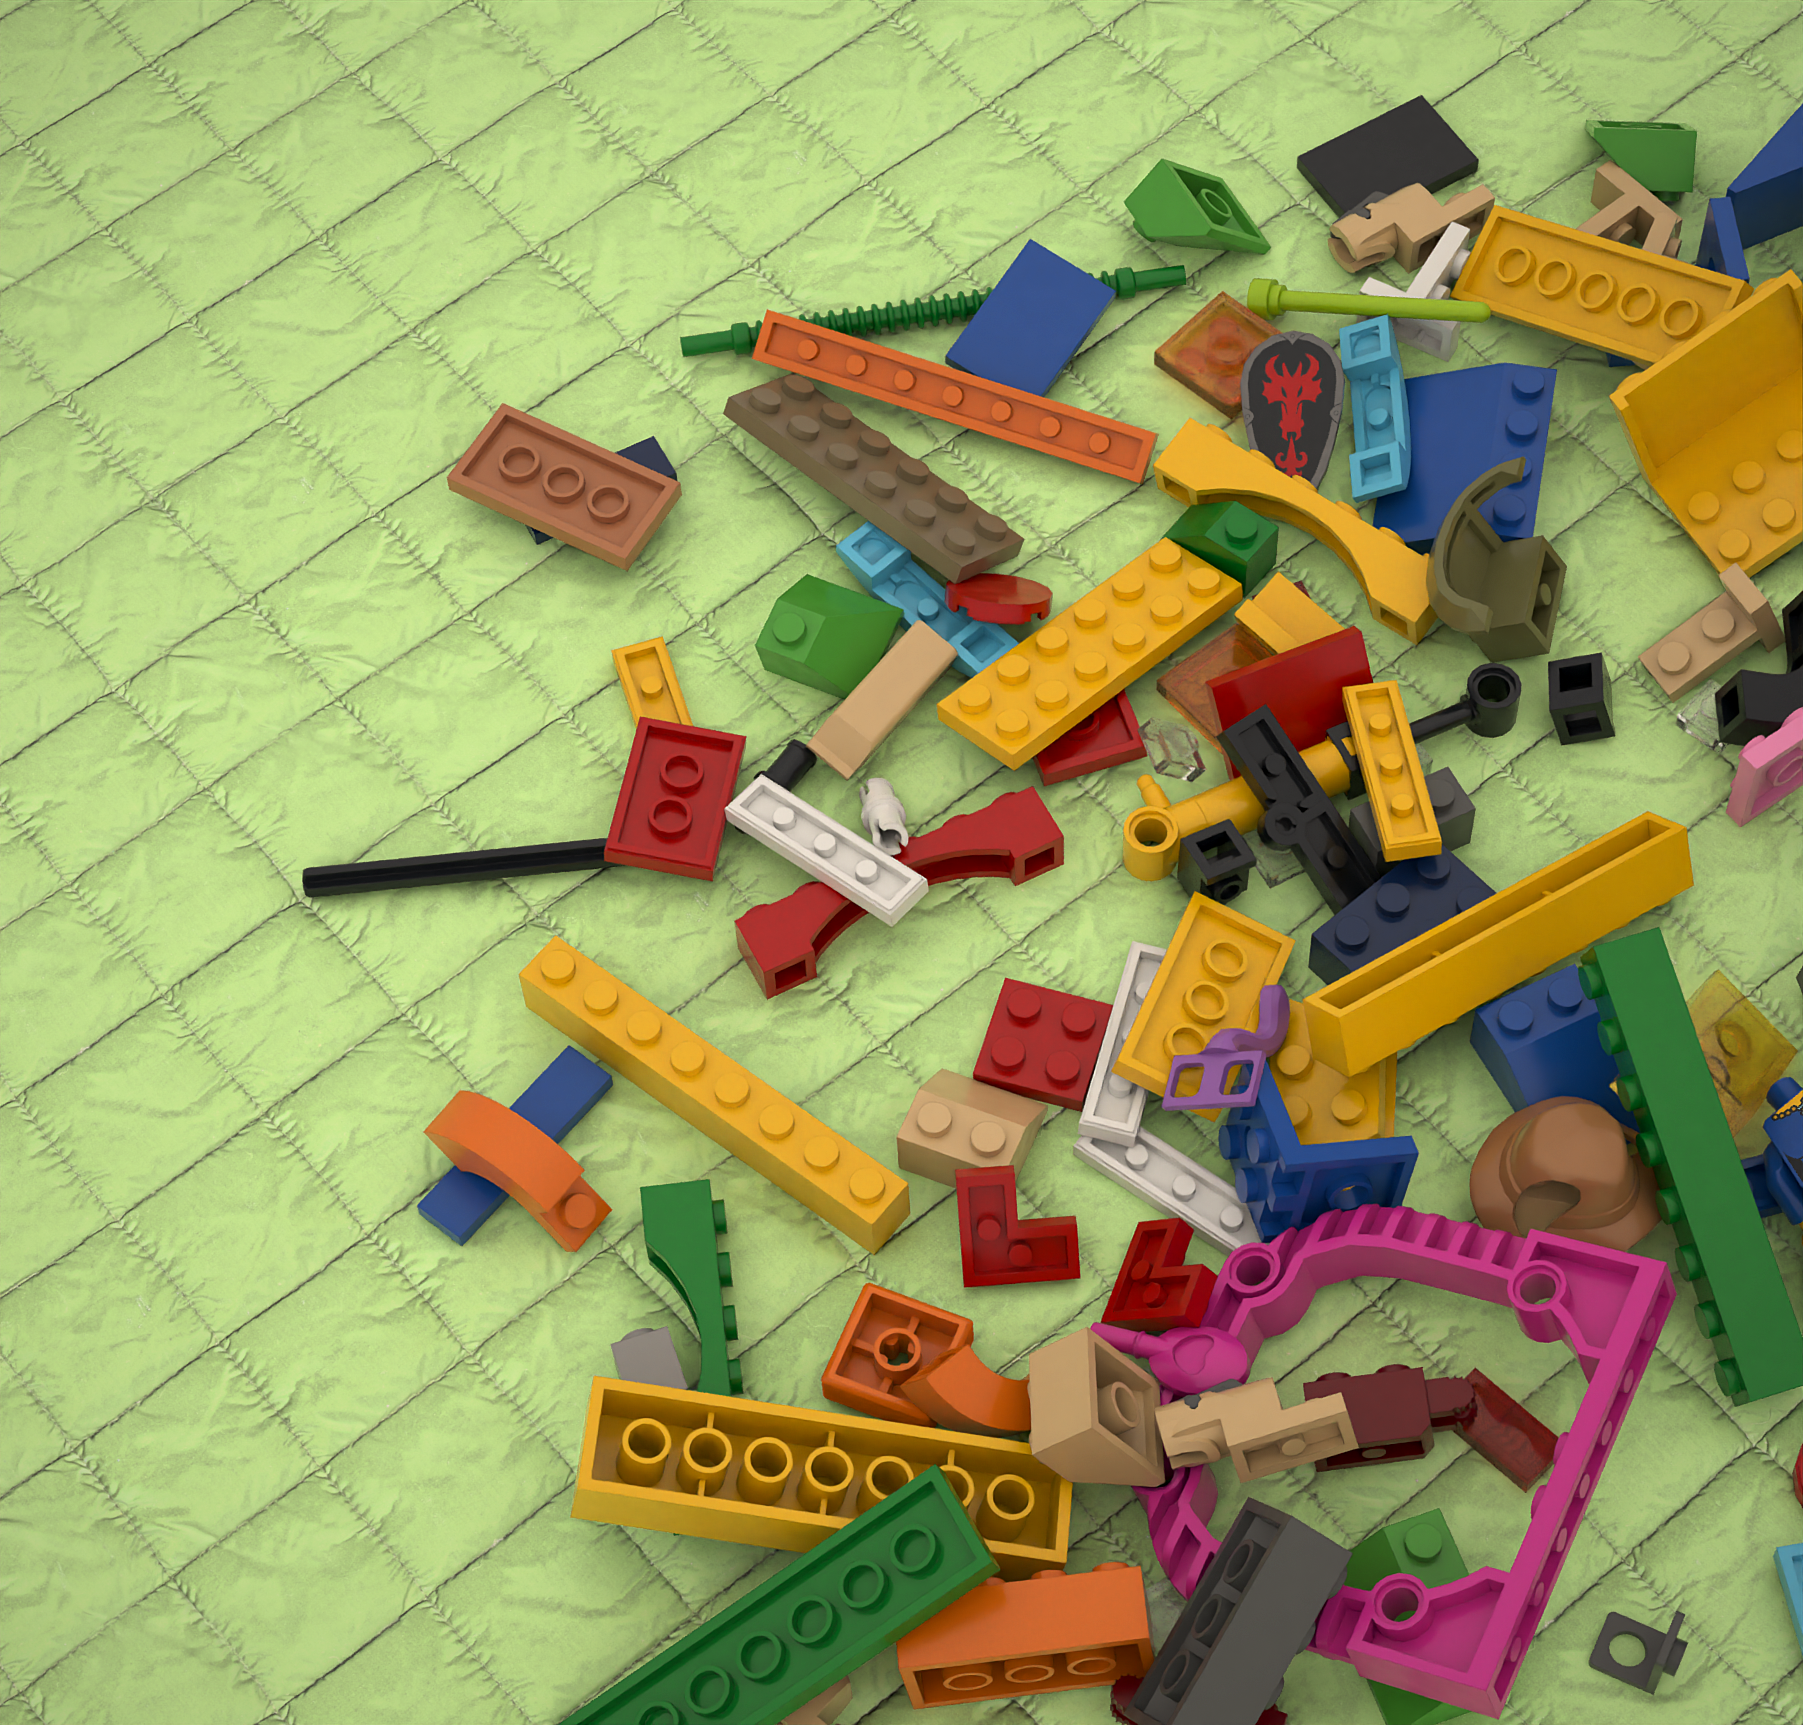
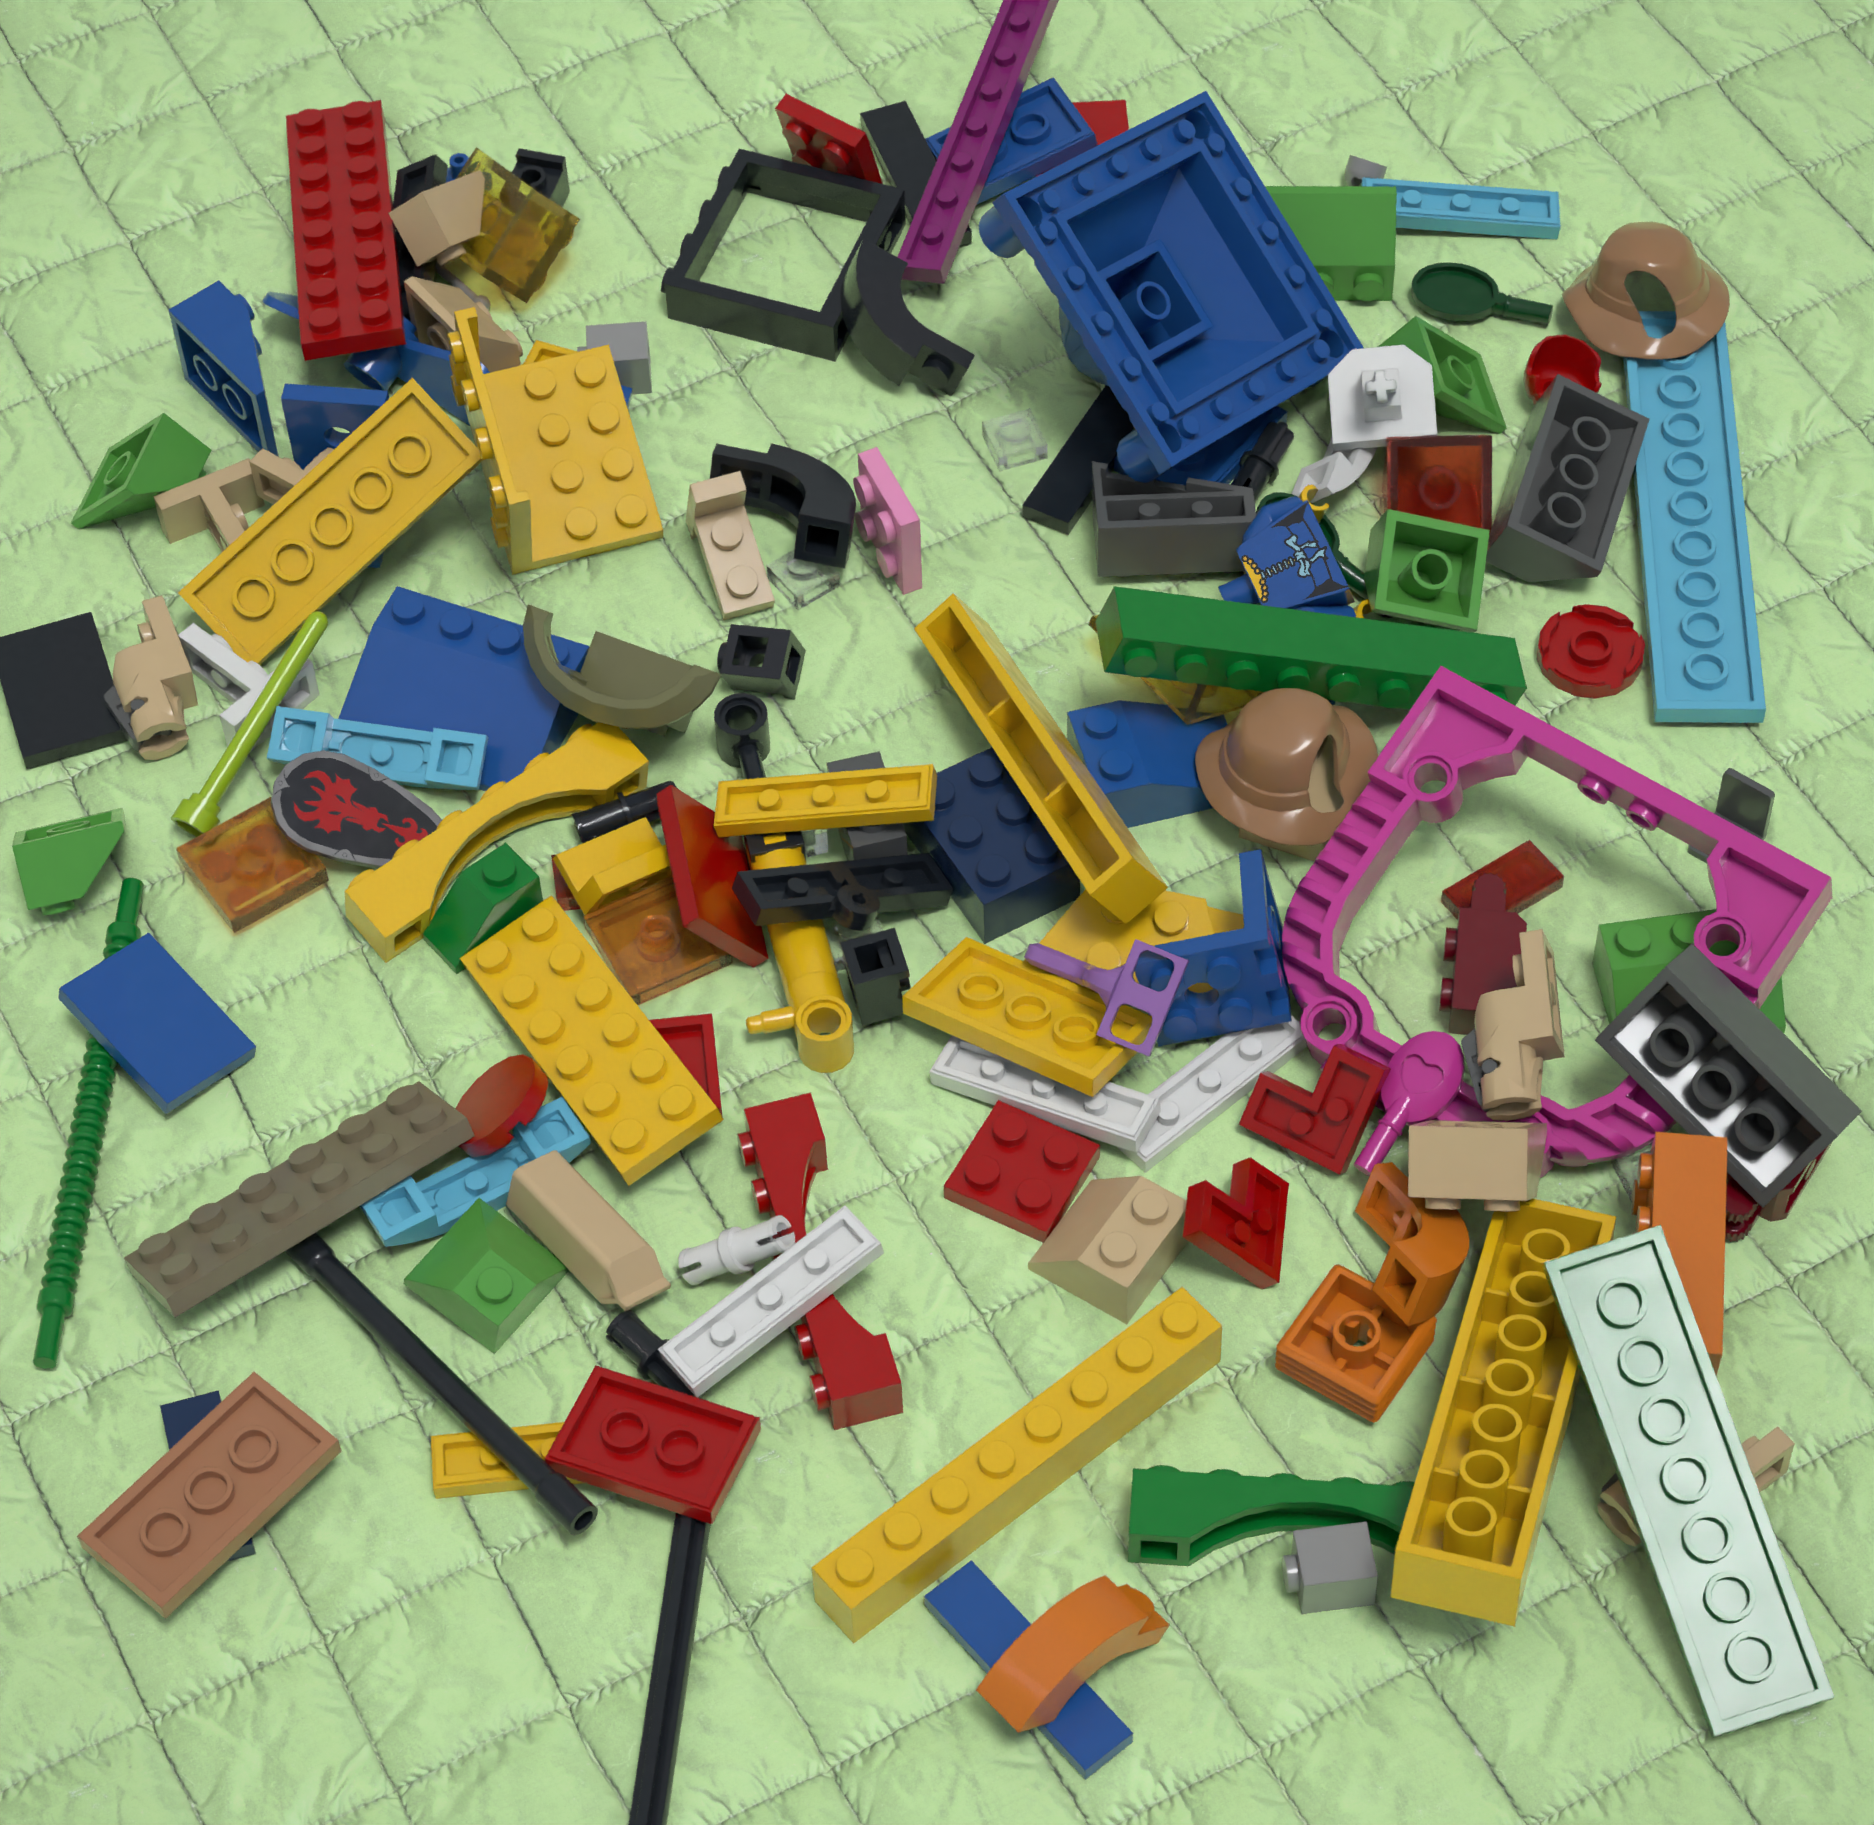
camera: 80 degrees left, 5 degrees down
(614, 728) = (550, 1488): none -> black piece
(955, 396) = (217, 1111): orange plate -> none
(1172, 749) = (720, 993): clear plate -> none
(1378, 638) = (618, 812): none -> black axle

